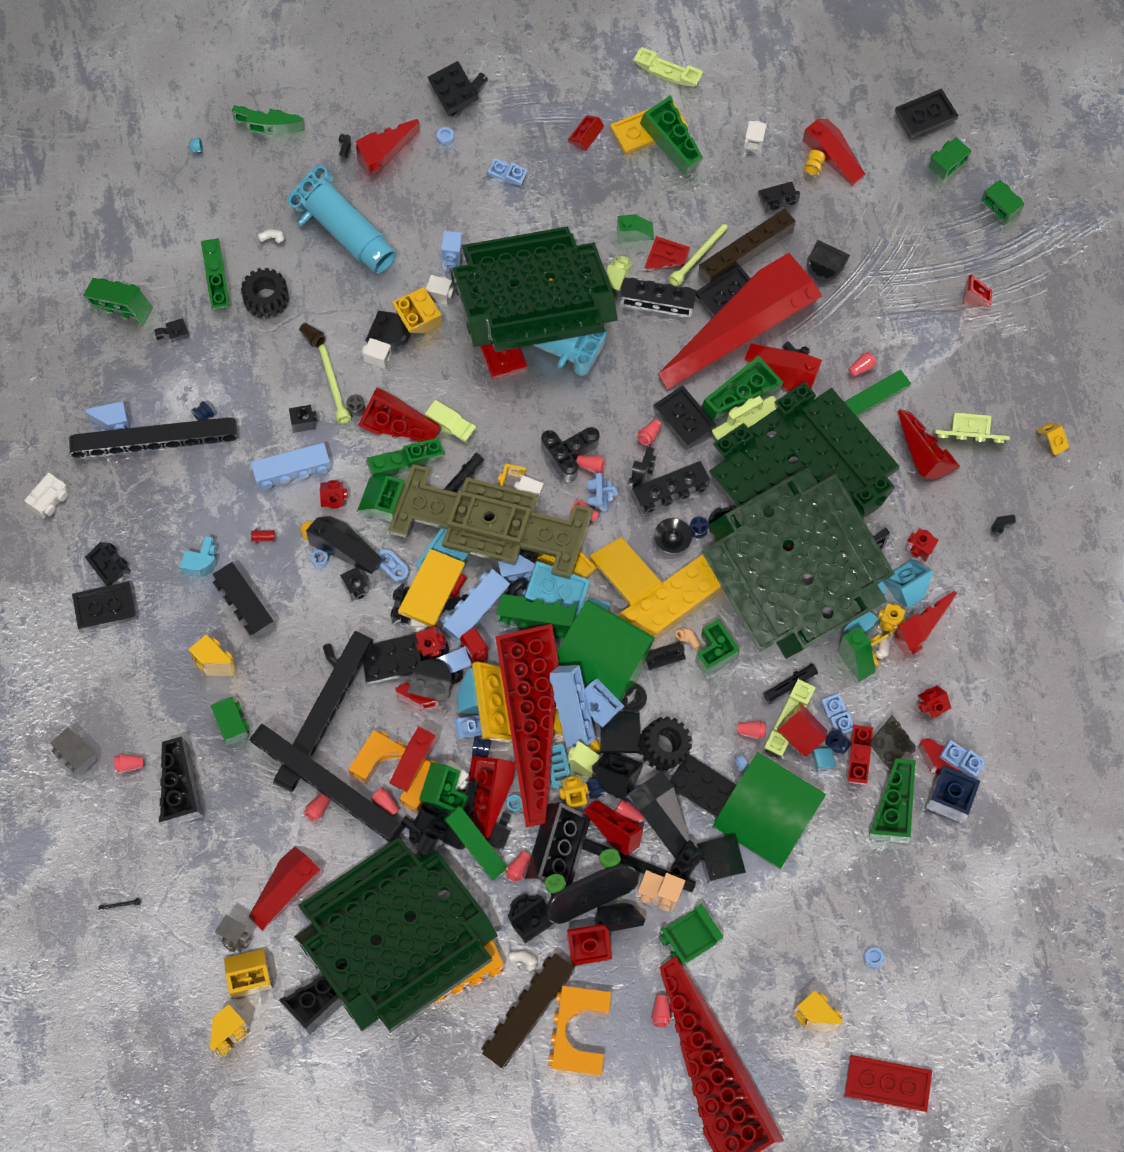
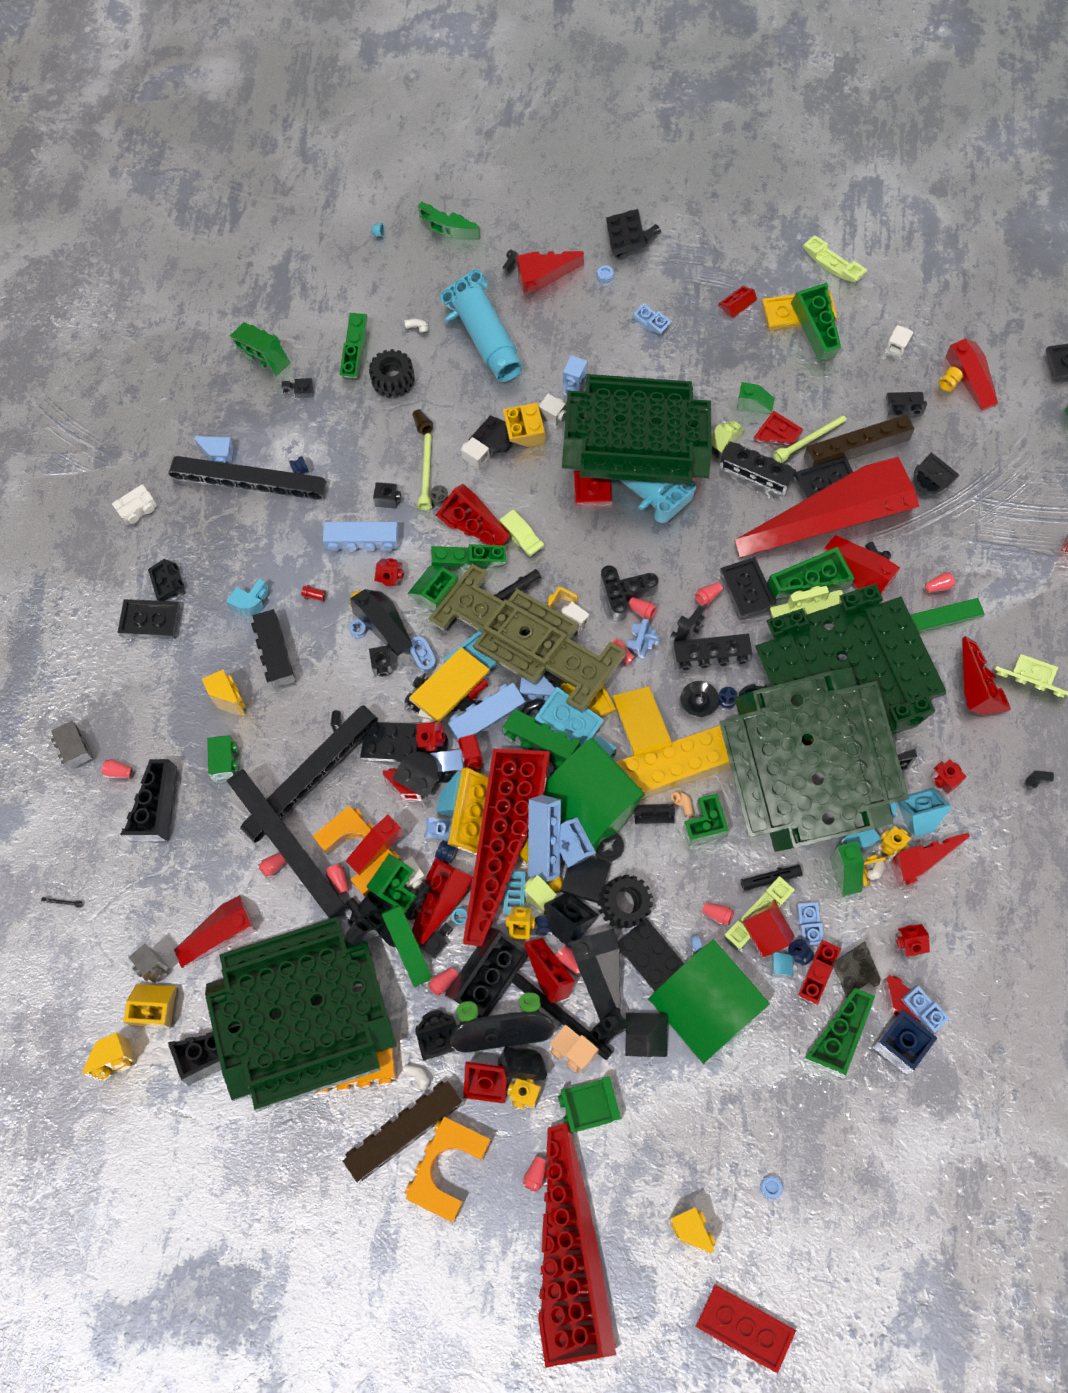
camera: 25 degrees right, 0 degrees up
(629, 950) = (528, 1100): none -> yellow brick

